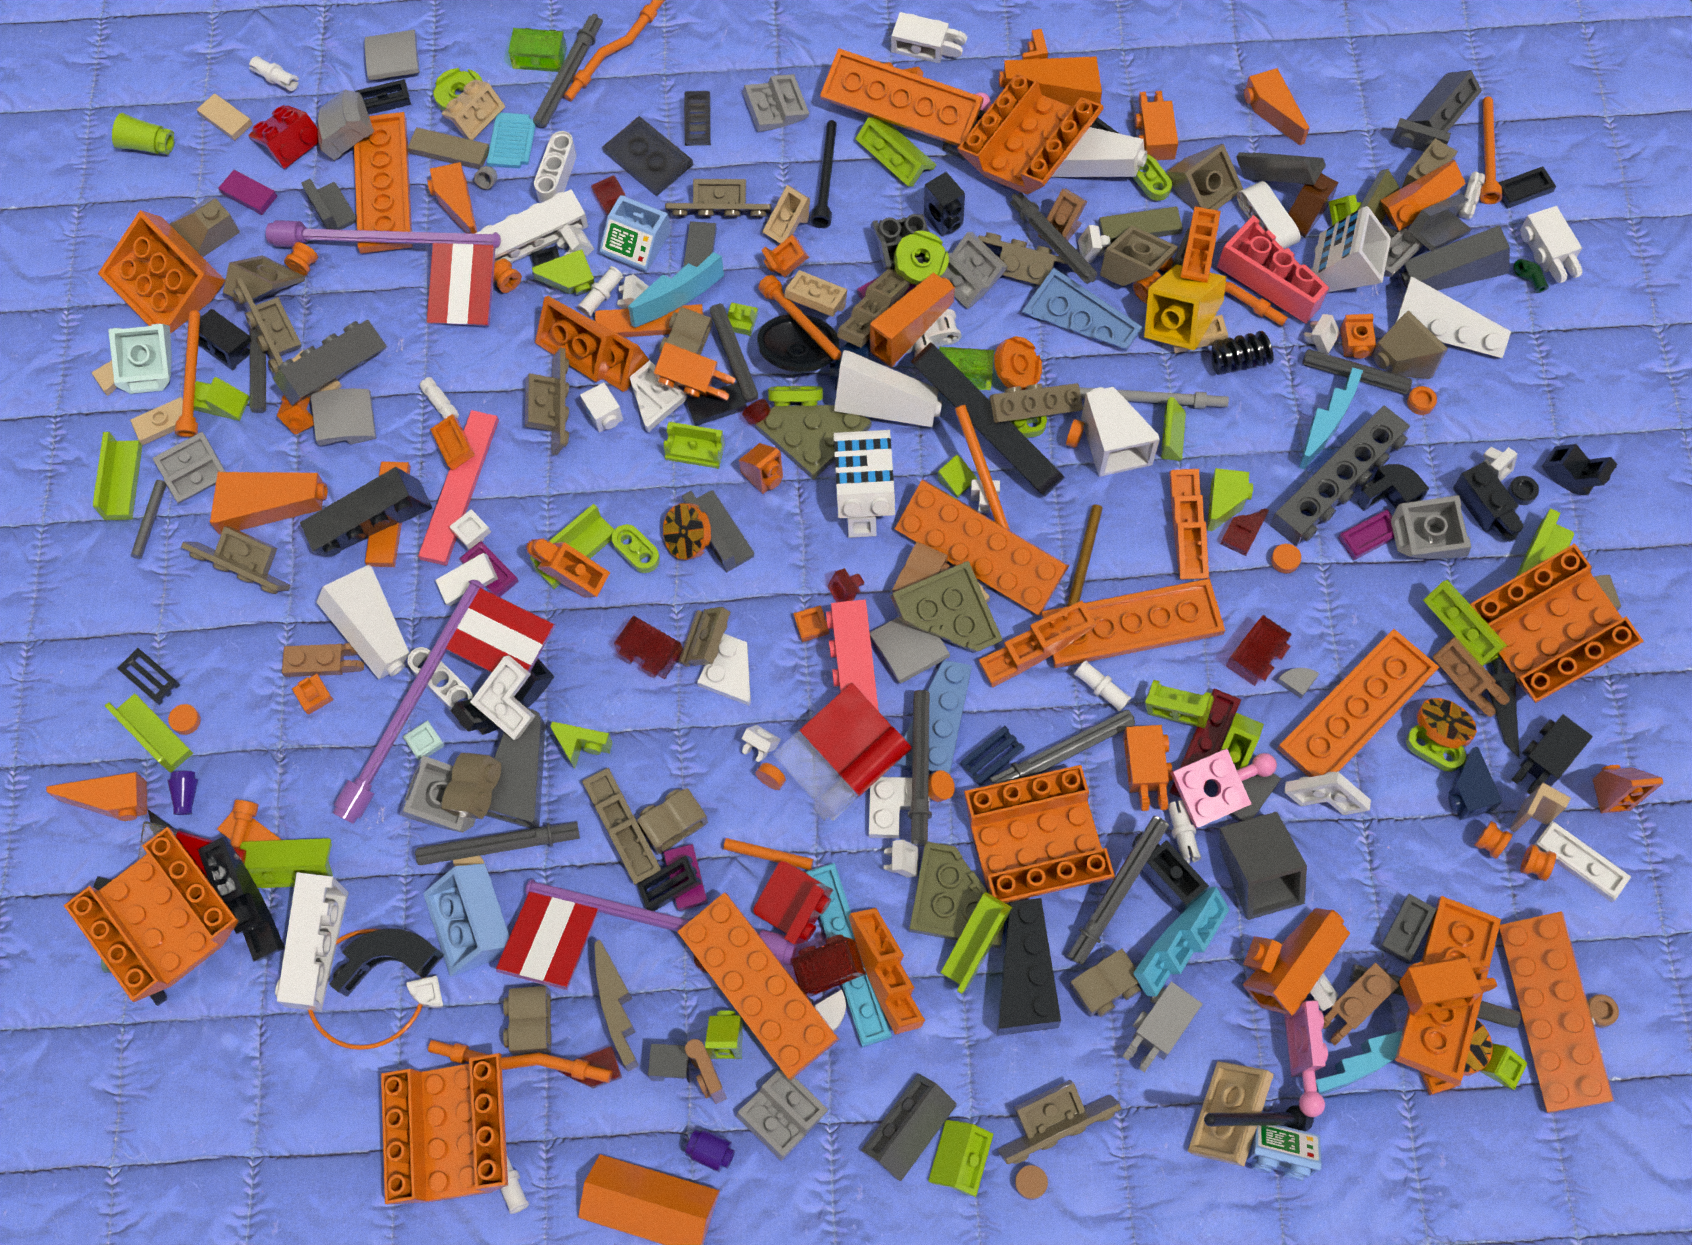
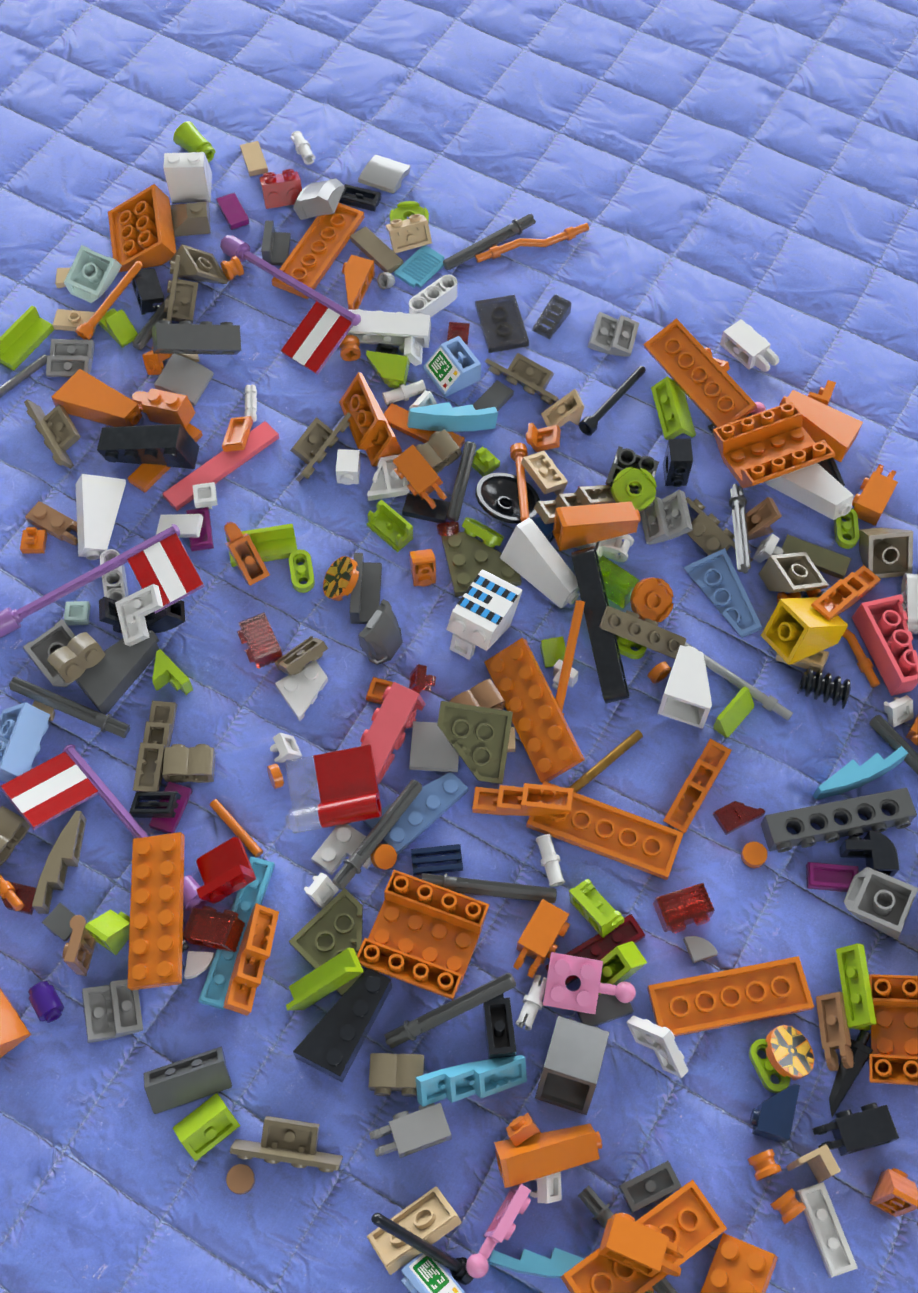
camera: 30 degrees right, 5 degrees down
(170, 180) = (188, 177): none -> white slope
(349, 459) = (165, 407): none -> orange hinge
(537, 49) = (478, 217): clear neon green brick -> none
(775, 565) = (381, 635): none -> dark grey slope
(1227, 495) = (740, 783): lime slope -> none
(1360, 1000) = (571, 1214): medium nougat hinge -> none

